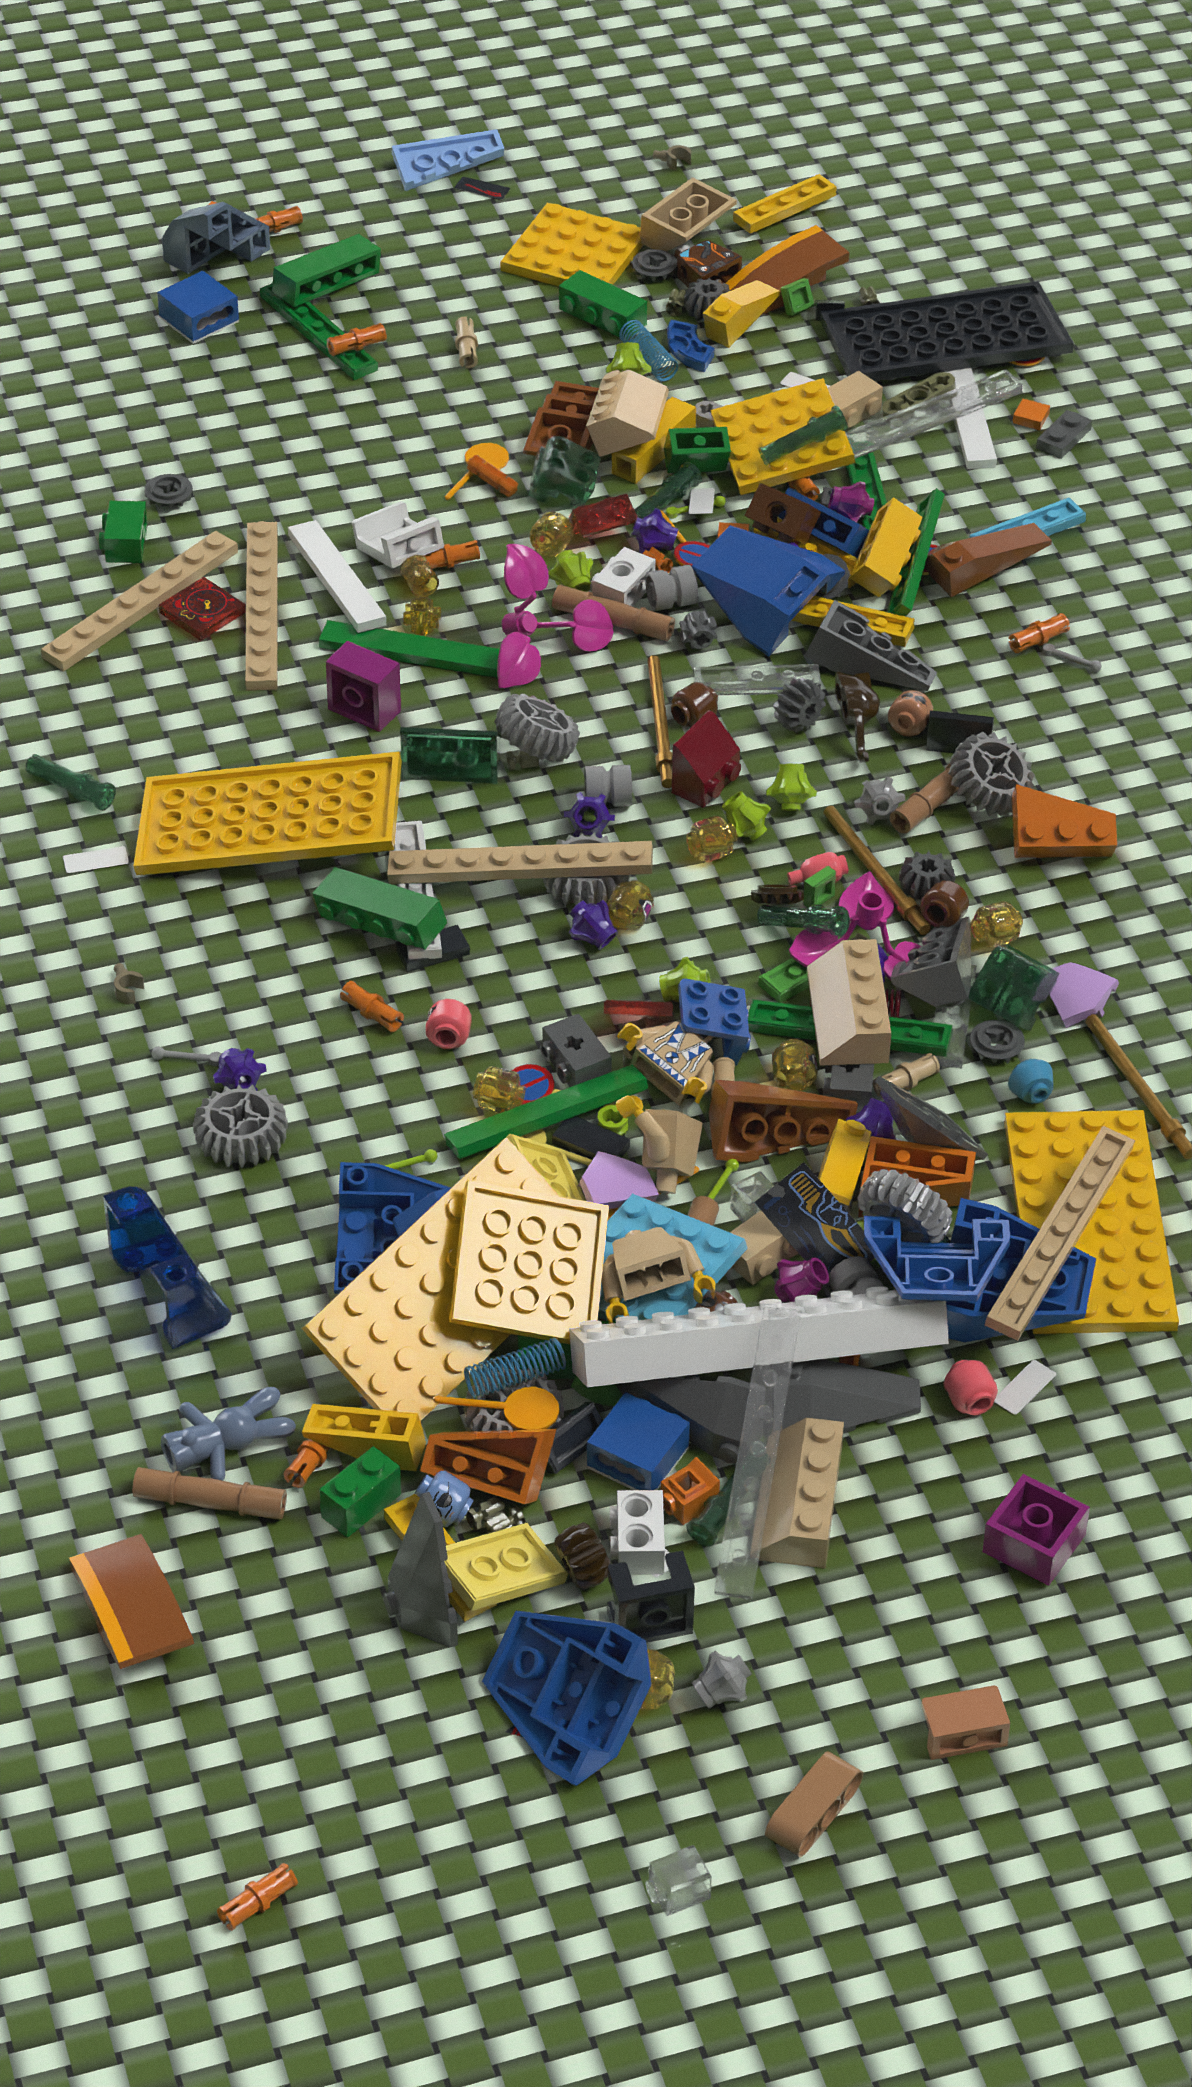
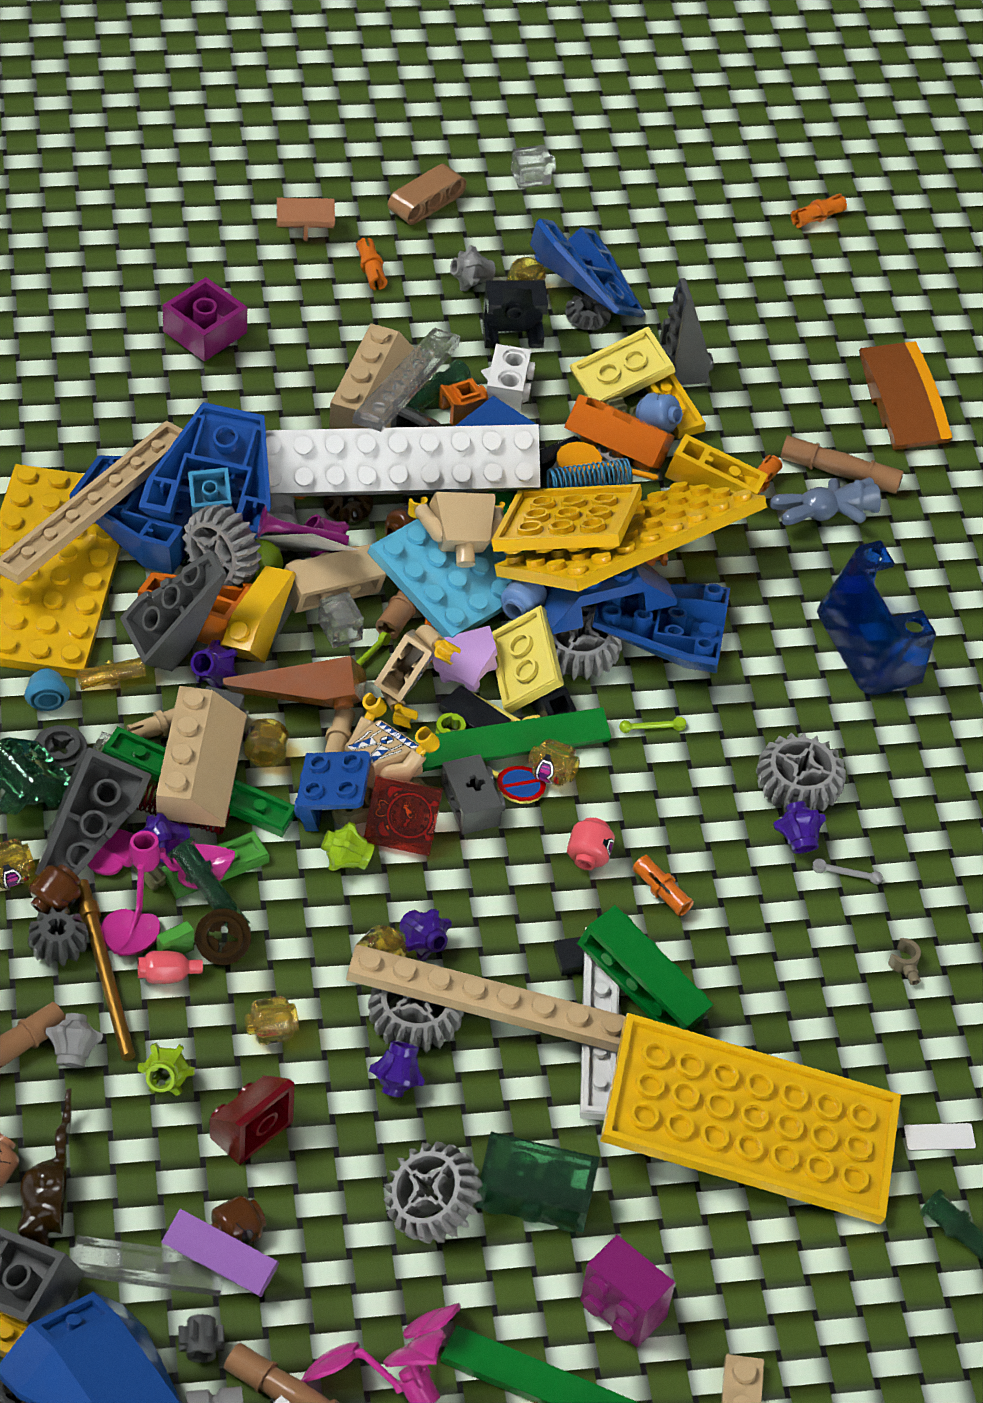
camera: 175 degrees left, 5 degrees up
(360, 1491) = (729, 432): green brick -> none
(582, 1555) = (558, 356): dark brown gear -> none
(614, 784) = (355, 1109): light grey wheel -> none
(664, 755) = (291, 1155): pearl gold bar -> none
(697, 672) = (220, 1252): none -> medium lavender tile
(746, 815) = (226, 1038): lime rock -> none
(789, 1222) = (271, 524): none -> magenta piece
(799, 704) = (119, 1181): dark grey gear -> none
(857, 1681) = (371, 264): none -> orange pin
(936, 1237) = (209, 488): none -> dark azure piece
(978, 1114) = (111, 673): none -> clear yellow pin

